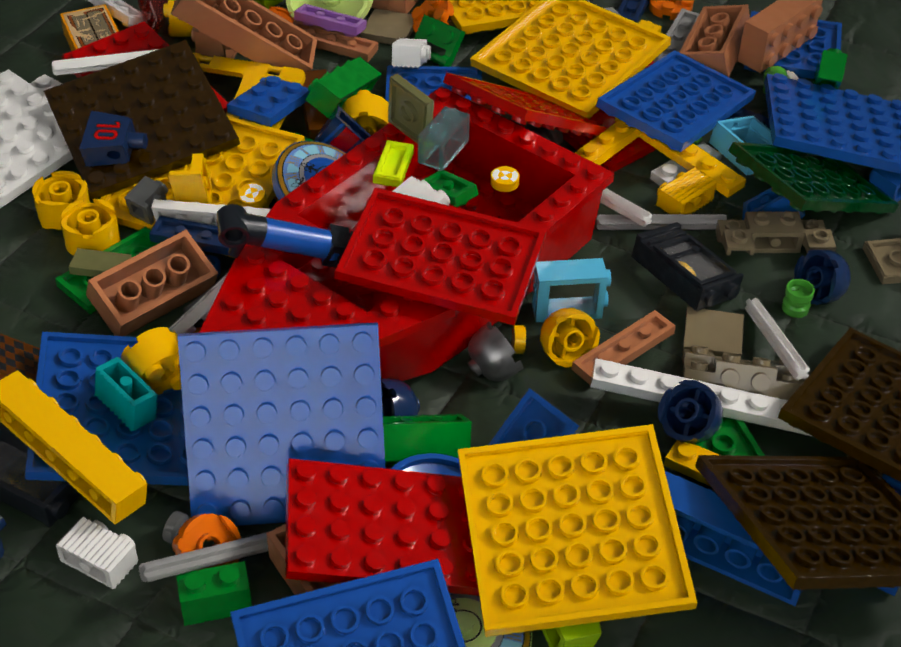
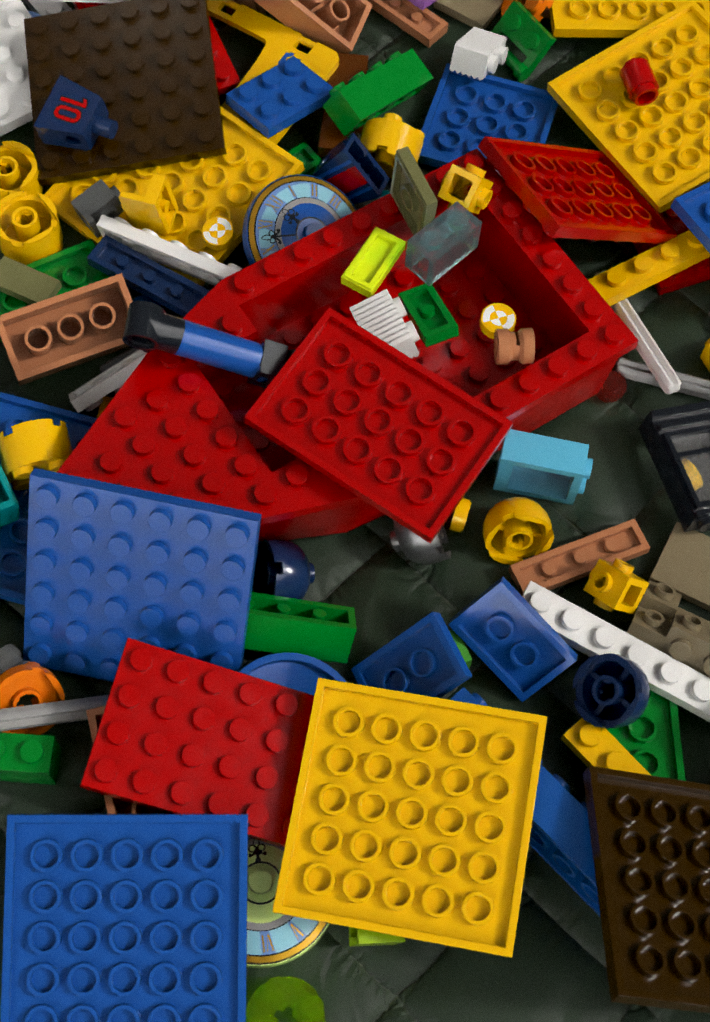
camera: 15 degrees right, 20 degrees up
(448, 93) = (455, 186): none -> yellow brick
(525, 188) = (514, 346): none -> nougat wheel
(540, 39) = (639, 81): none -> red brick
(597, 397) = (513, 639): none -> blue plate
(600, 237) = (613, 388): none -> clear red plate
(661, 352) = (615, 586): none -> yellow brick

